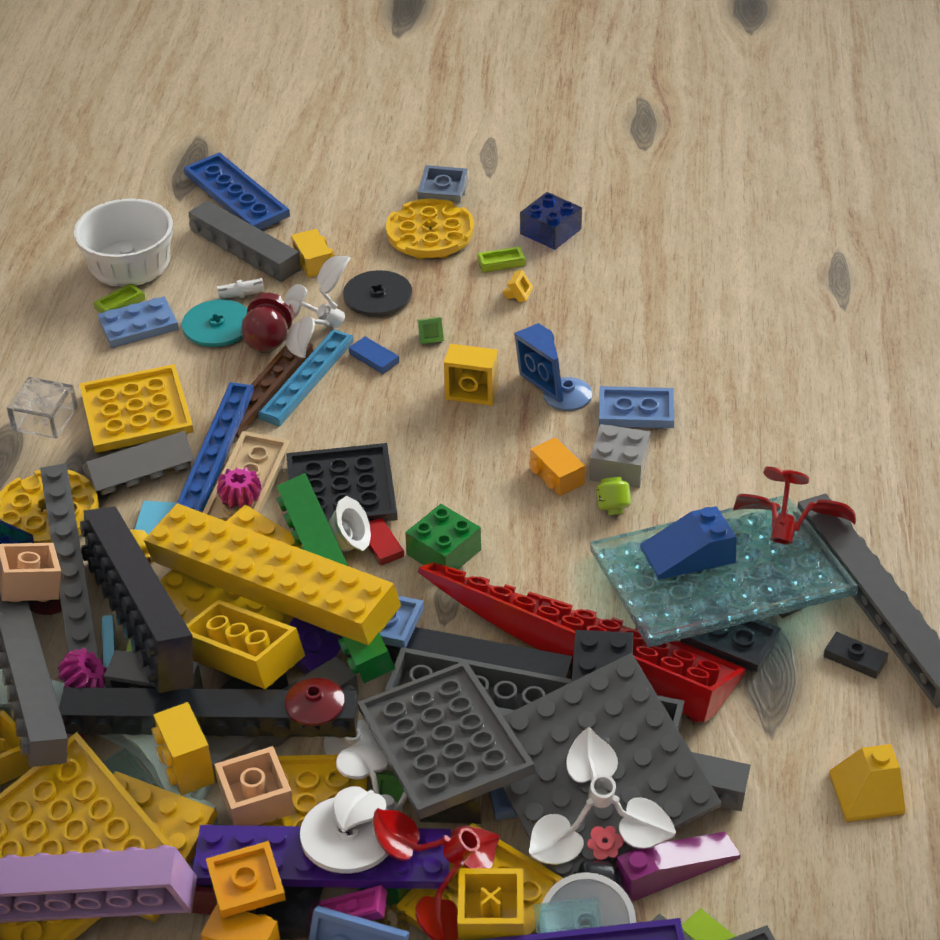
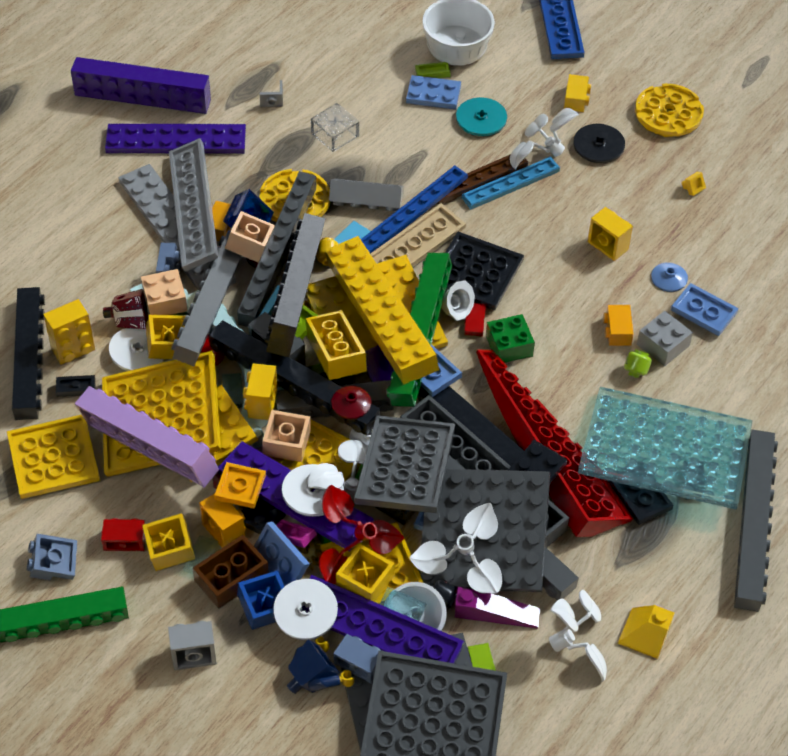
camera: 30 degrees right, 10 degrees up
(82, 670) = (239, 315): dark pink gear -> none
(135, 408) = (390, 154): yellow plate -> none
(239, 487) = (409, 241): dark pink gear -> none
(240, 289) = (512, 98): white pin -> none
(244, 241) = (538, 63): dark grey brick -> none
(266, 322) = (507, 133): dark red tile -> none
(373, 355) = (563, 187): blue tile -> none
(430, 330) = (611, 187): bright green tile -> none
(443, 183) = (701, 80): sand blue plate -> none
(501, 259) = (700, 156): lime tile -> none
(539, 359) = (662, 245): blue slope -> none
(550, 220) = (754, 143): clear blue brick -> none
(603, 850) = (461, 578): coral plant -> none
(691, 544) = (654, 422): blue slope -> none
(784, 525) = (722, 440): red plant -> none
(787, 847) = (566, 637): none -> white plant
(856, 655) = (710, 547): black plate -> none

